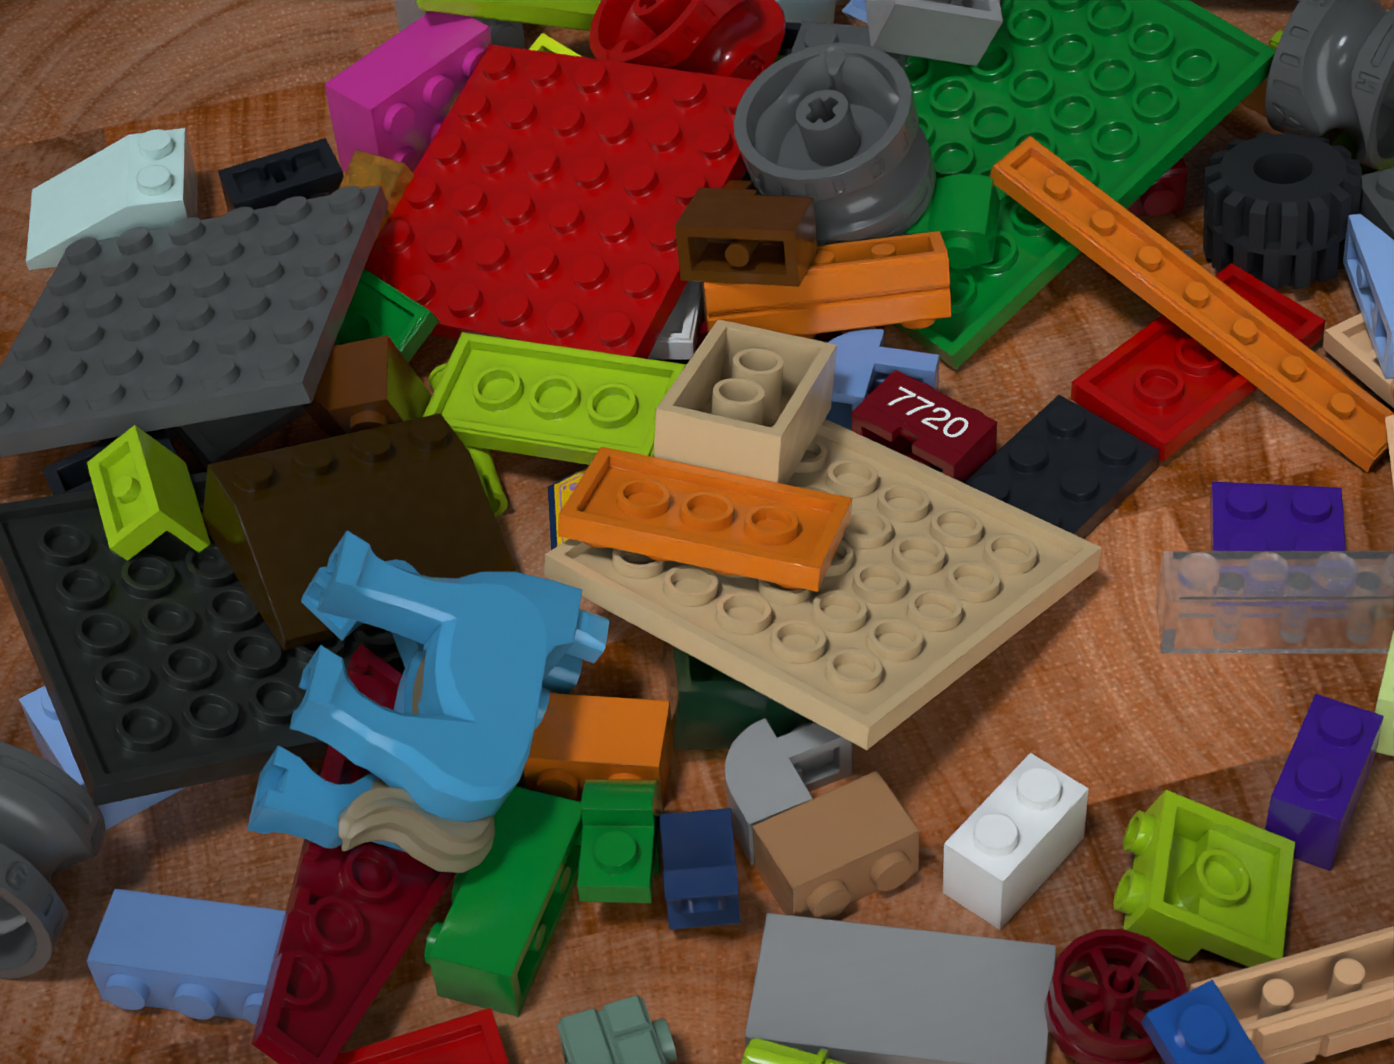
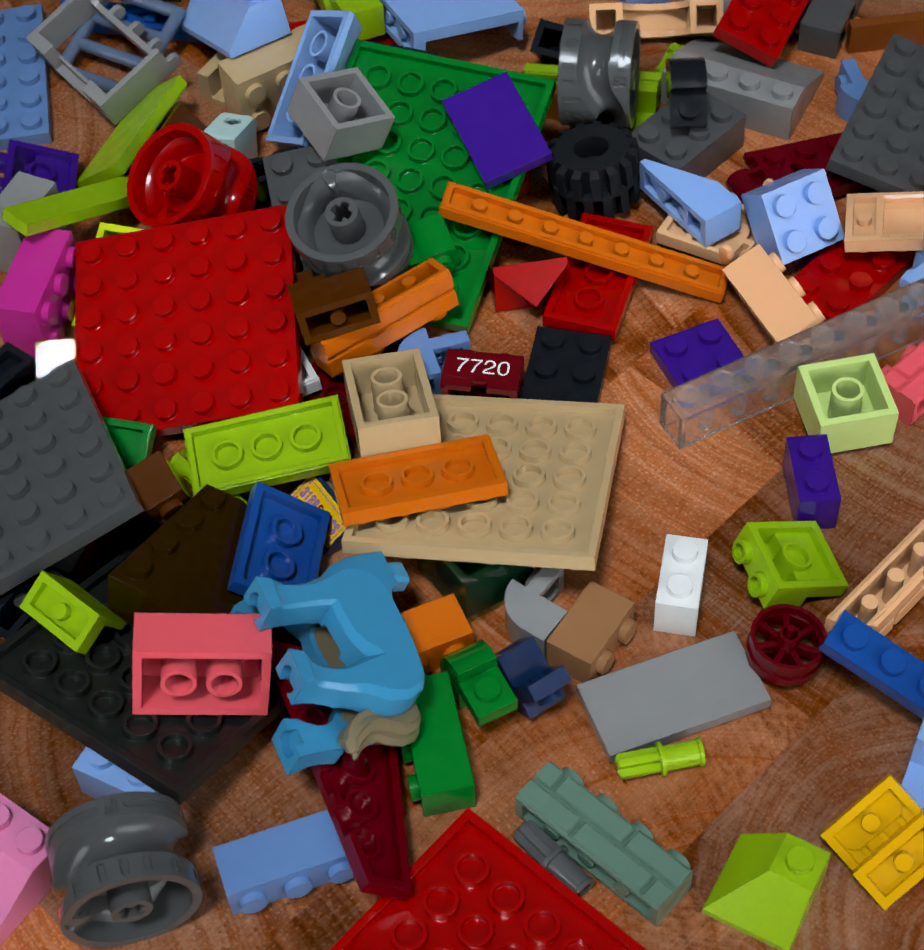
camera: 30 degrees left, 5 degrees up
(226, 624) = (200, 664): none -> coral brick
(478, 519) = (278, 540): none -> blue plate
(1074, 325) = (523, 283): none -> red slope
(1148, 93) = (497, 130): none -> dark purple tile

